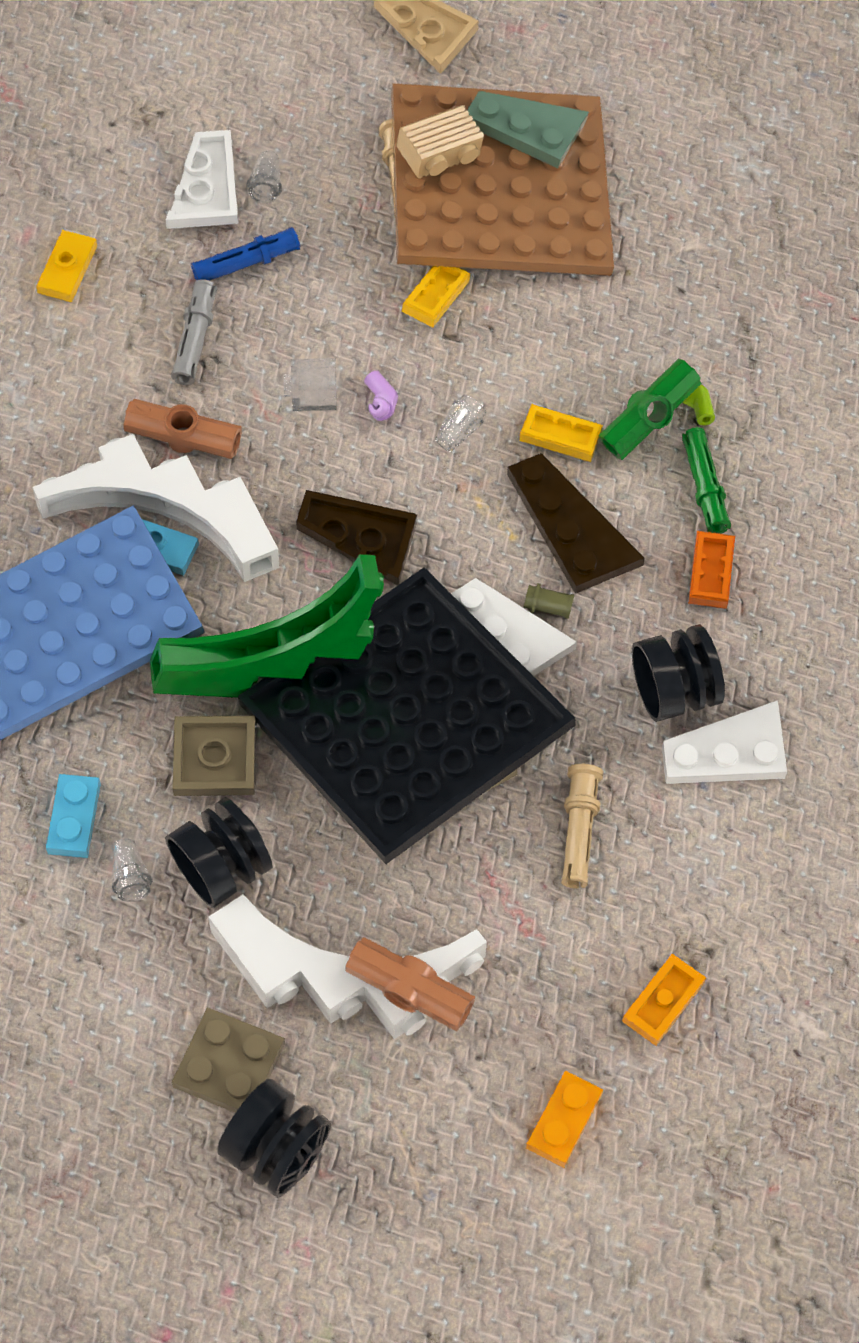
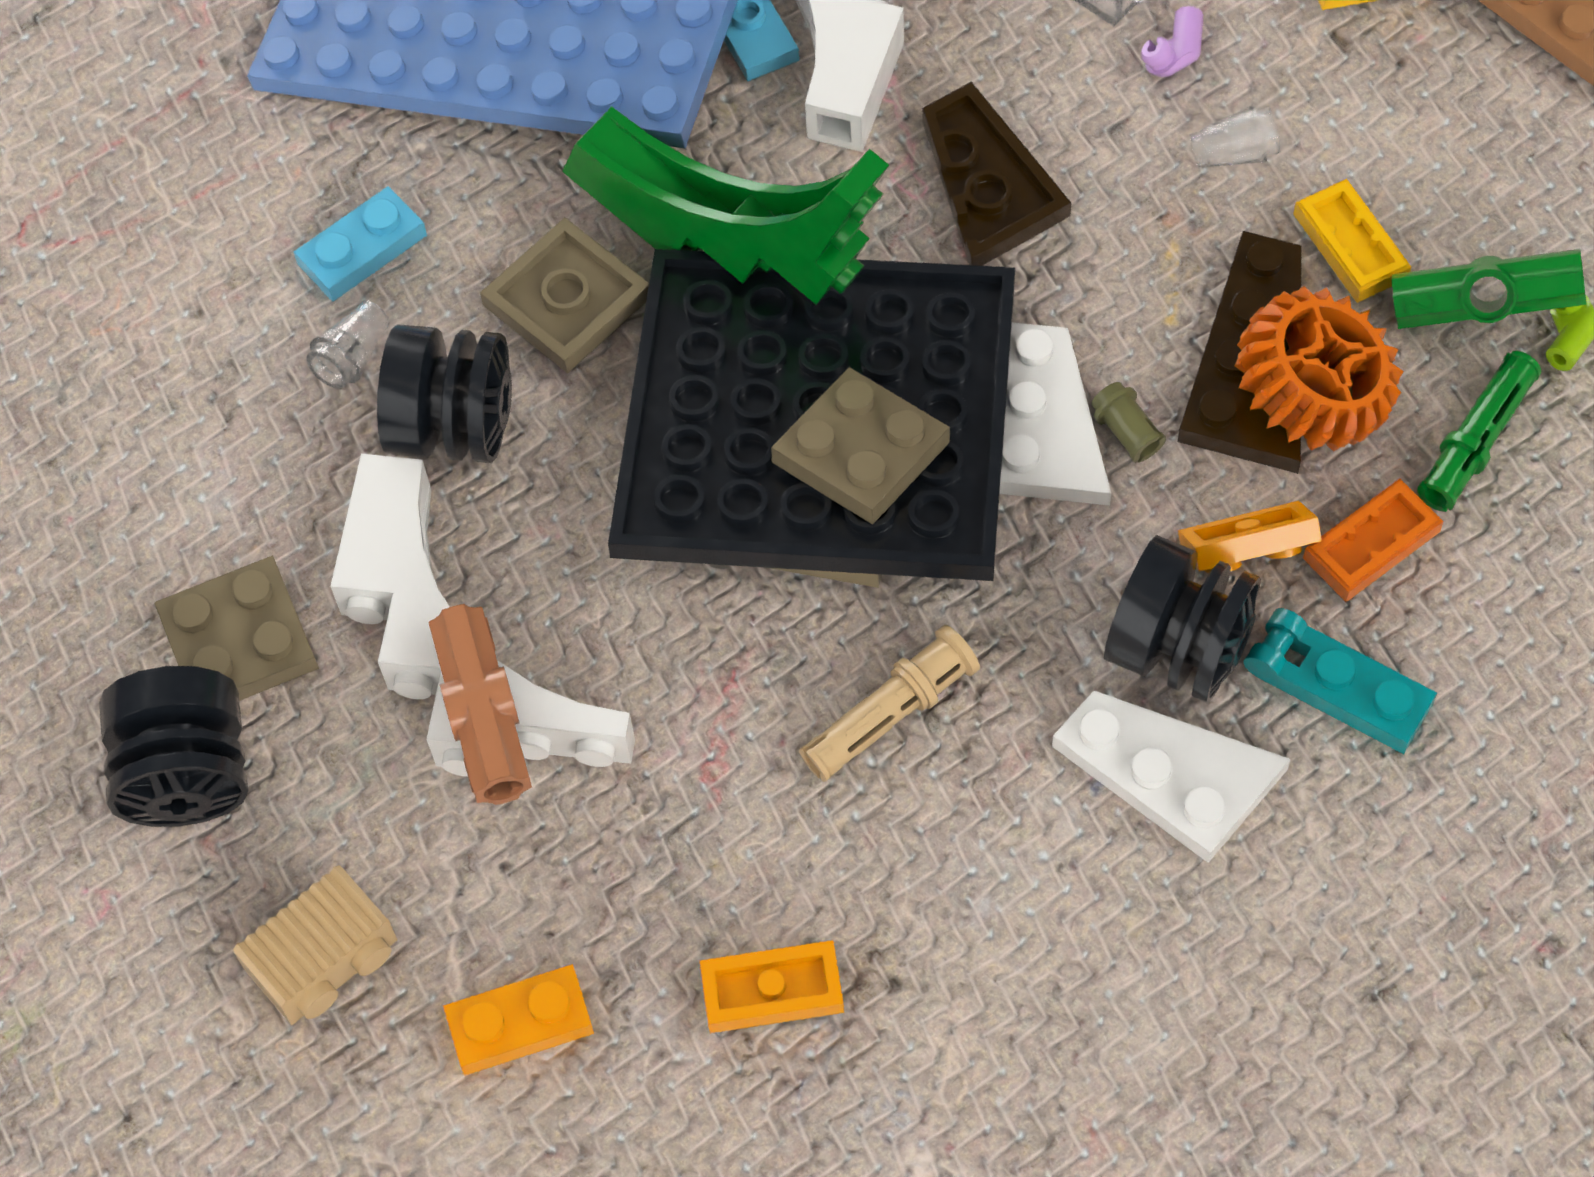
camera: 50 degrees right, 0 degrees up
(439, 1170) = (317, 946): none -> tan brick
(453, 710) = (860, 445): none -> dark tan plate
(615, 506) = (1325, 357): none -> orange gear
(659, 609) = (1270, 532): none -> light orange plate
(765, 646) = (1340, 681): none -> teal plate

